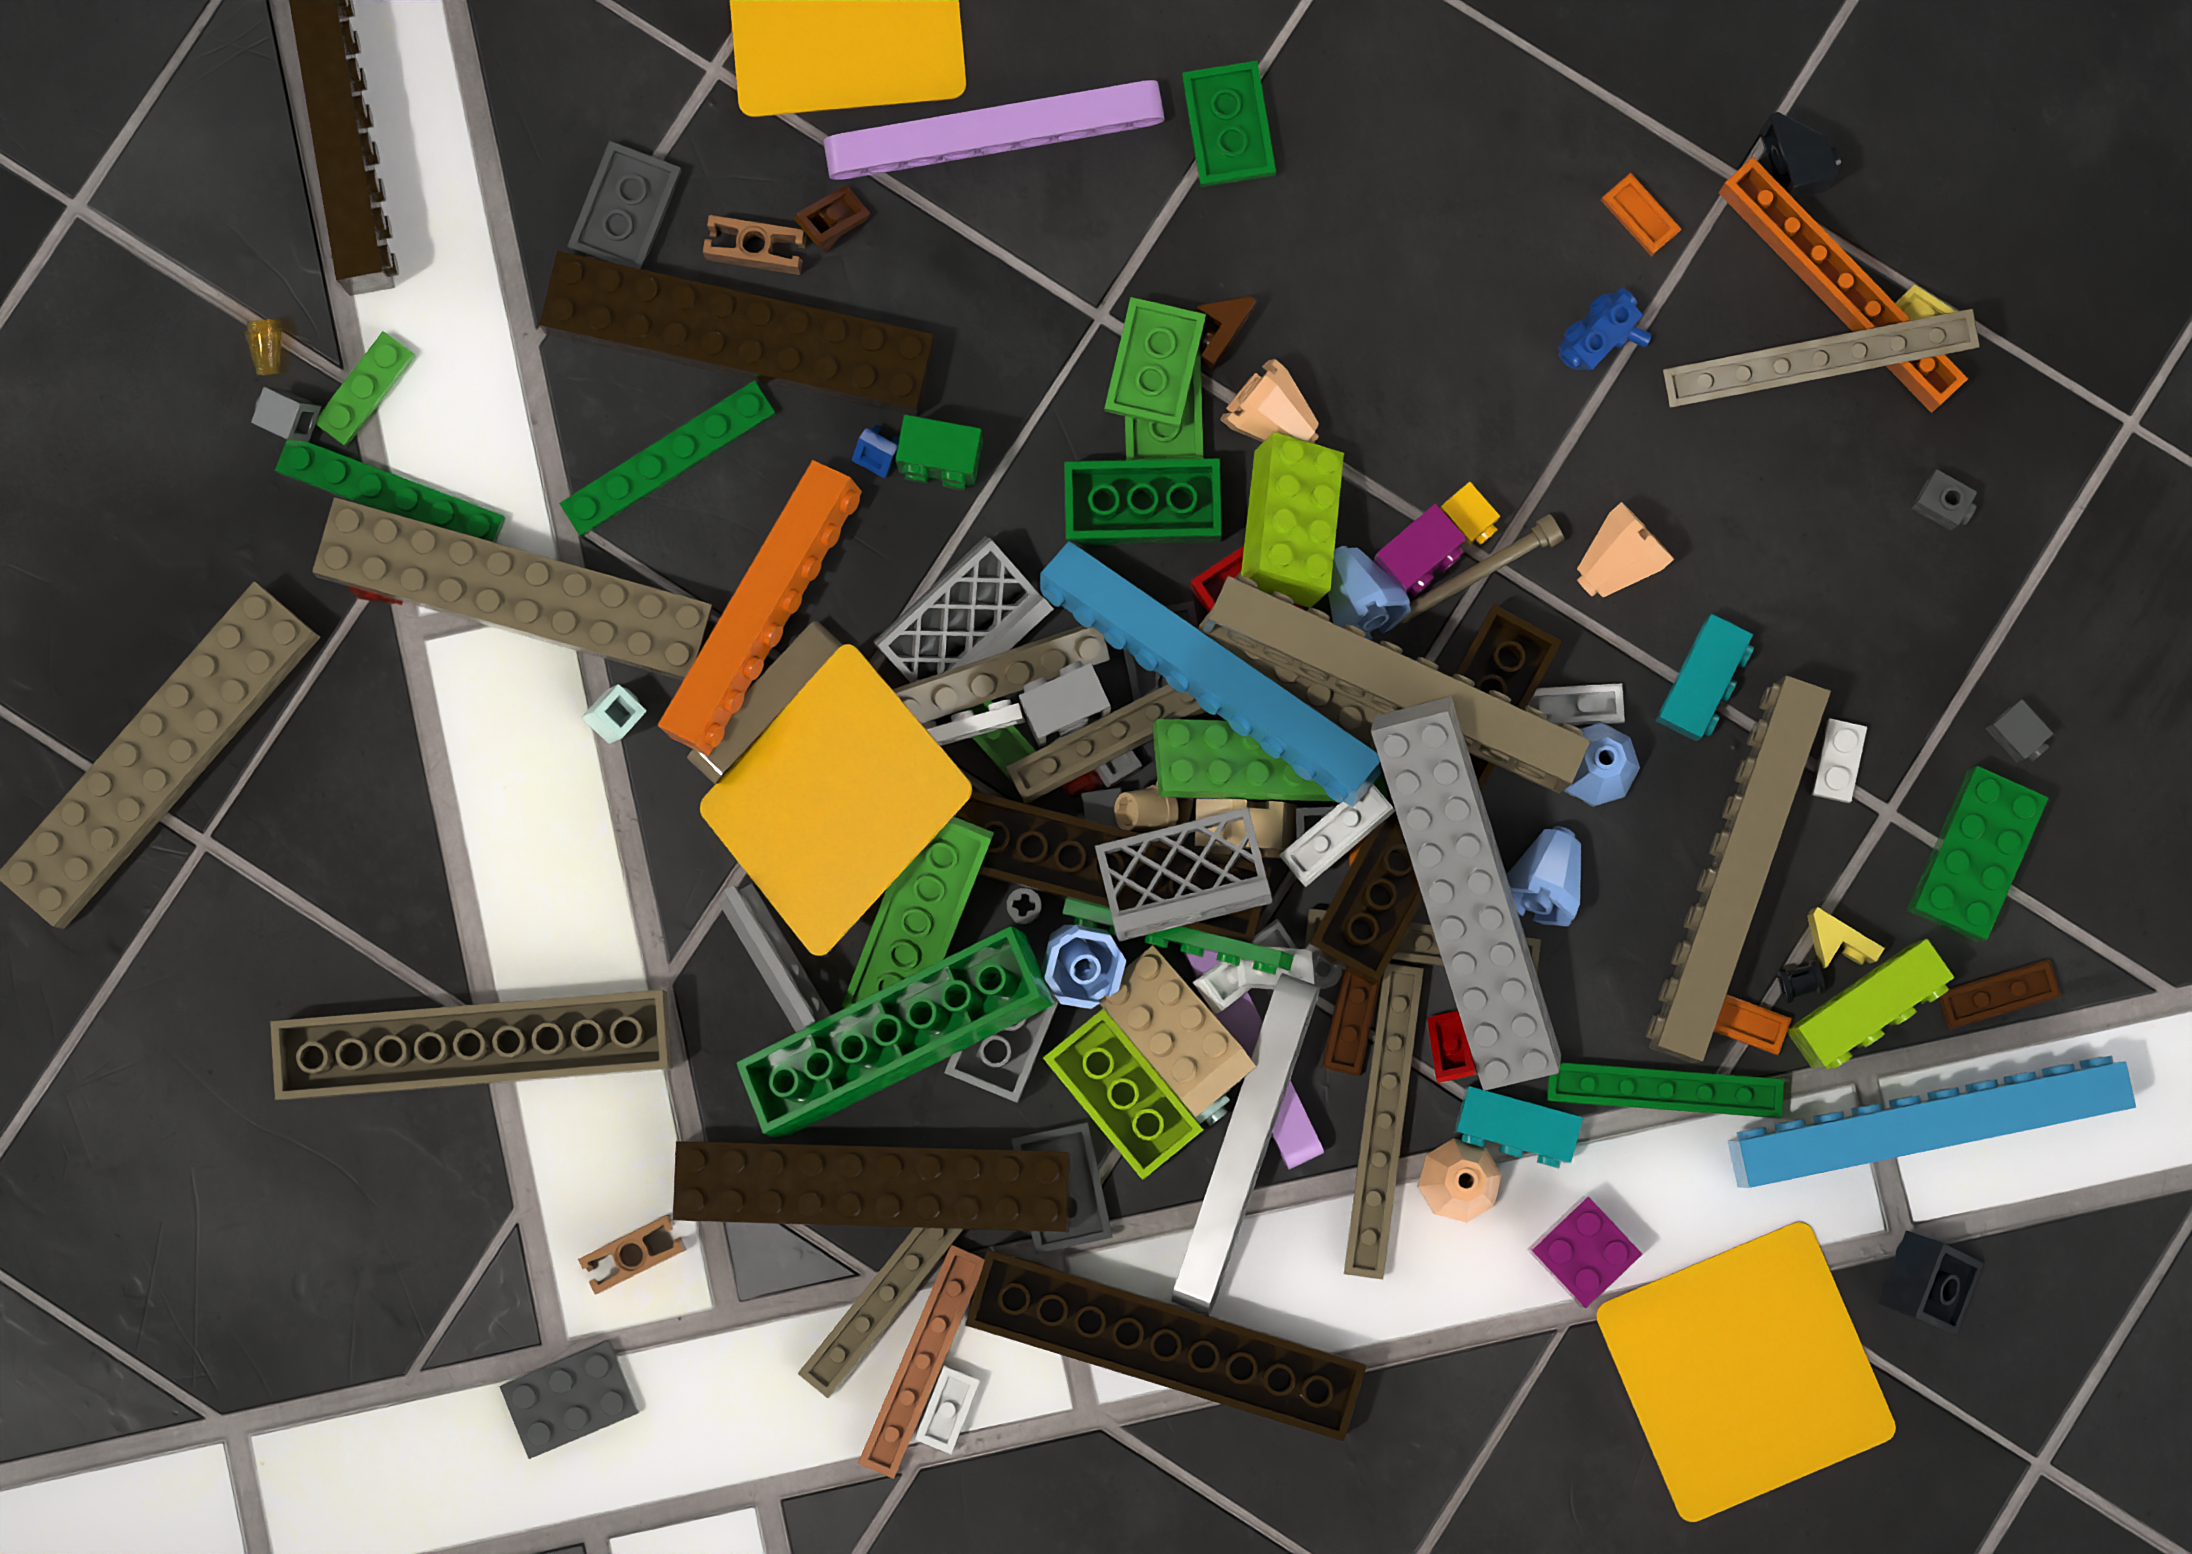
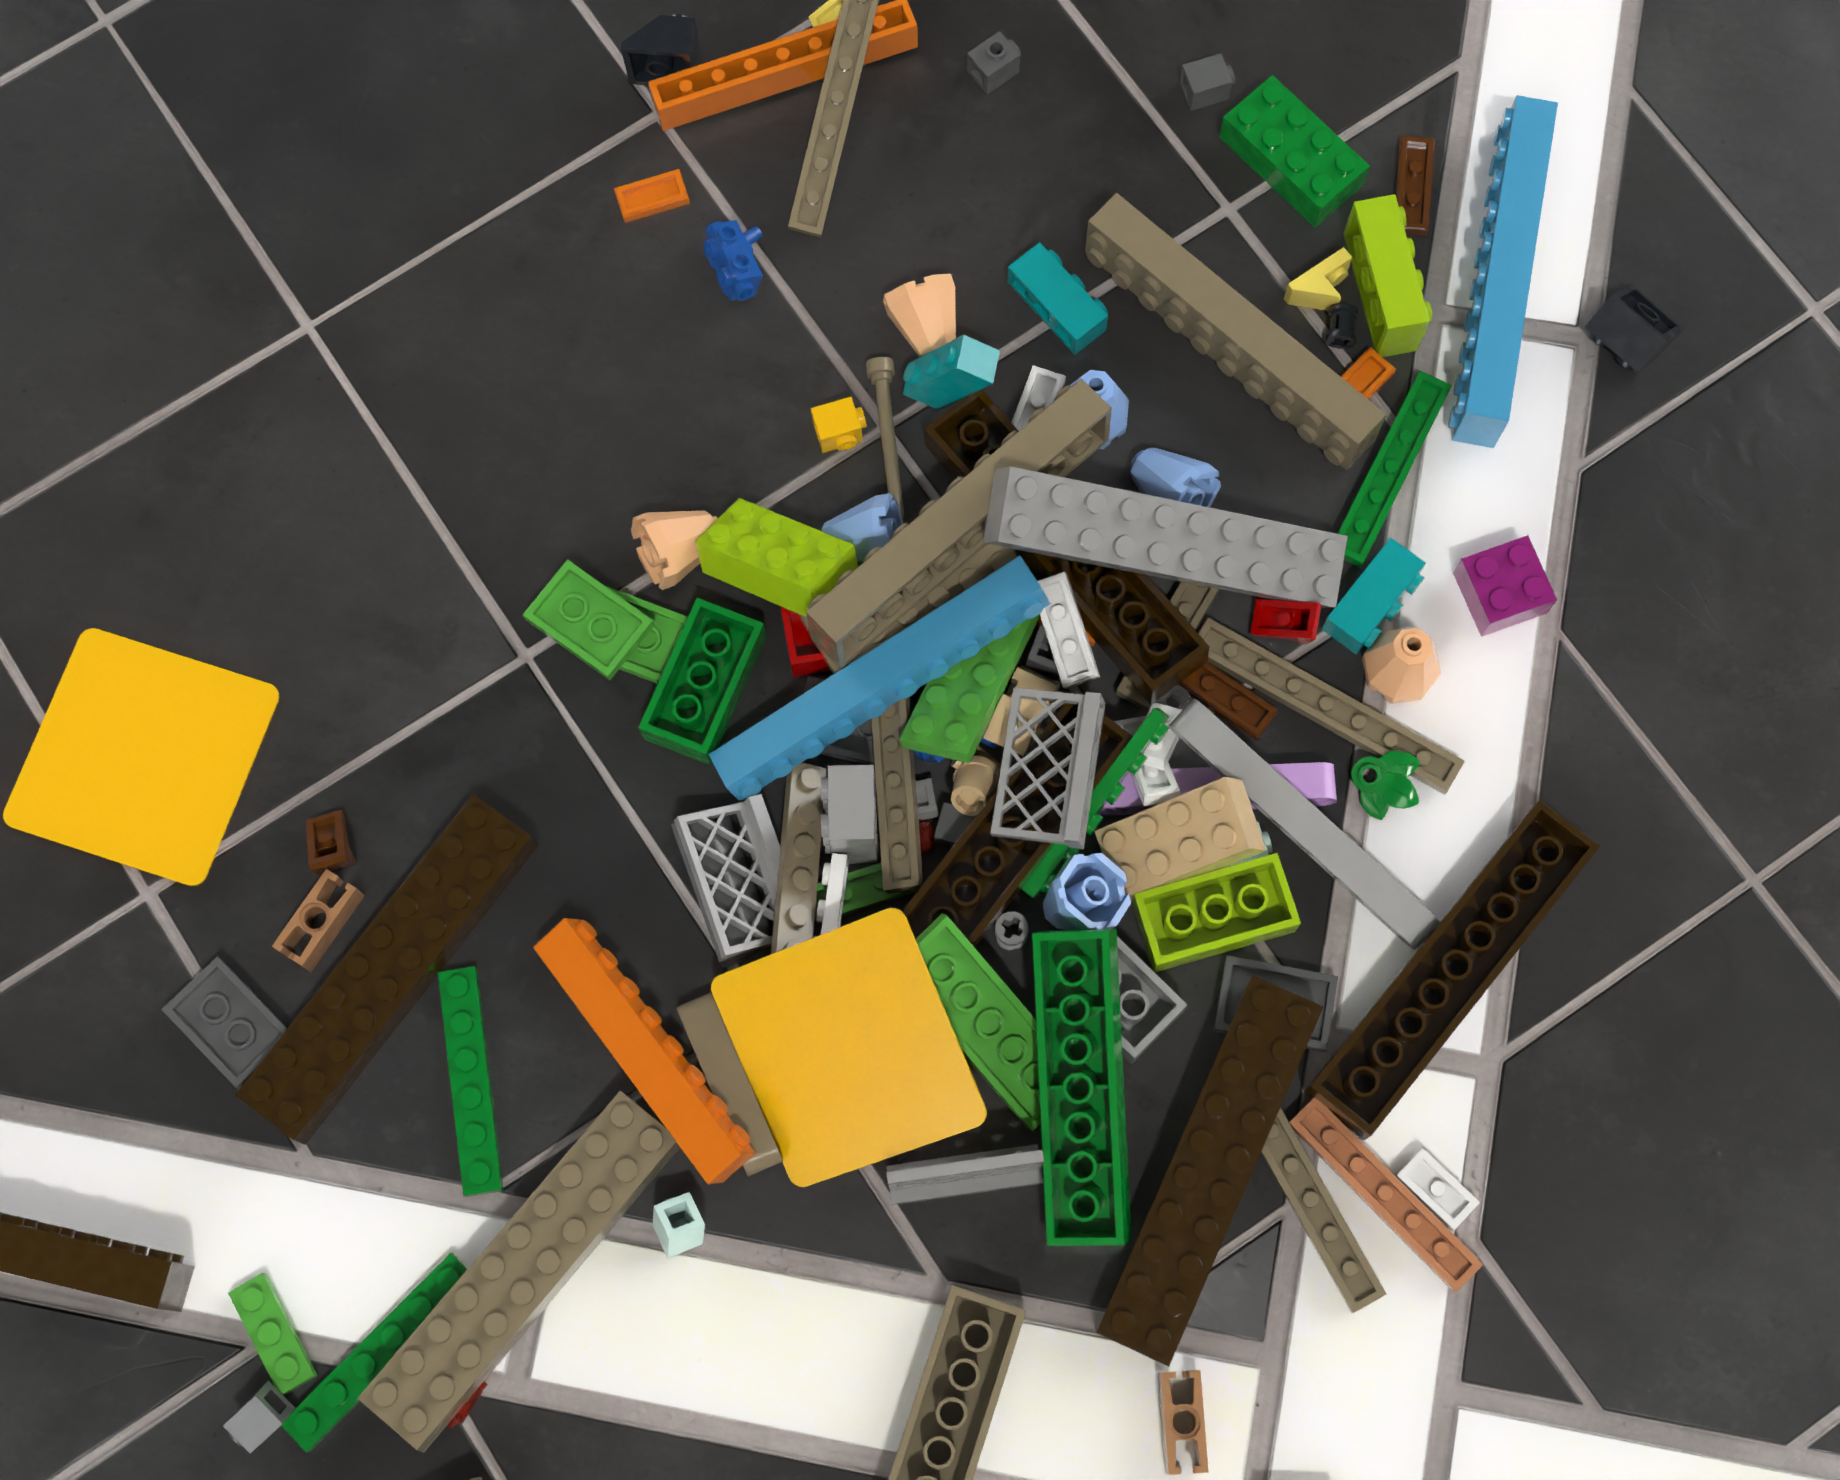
camera: 65 degrees left, 10 degrees down
(265, 343) = (186, 1411): clear yellow cone -> none
(875, 451) = (552, 892): blue tile -> none
(939, 452) = (578, 833): green brick -> none
(993, 130) = (321, 677): lavender beam -> none
(1228, 123) = (415, 481): green plate -> none
(1229, 319) = (582, 552): reddish brown slope -> none
(1326, 1215) = (1390, 786): none -> green plate
(1420, 550) = (851, 466): magenta brick -> none
(1562, 605) = (951, 372): none -> teal brick
(1745, 1371) = (1653, 505): yellow piece -> none
(1838, 760) = (1175, 223): white plate -> none

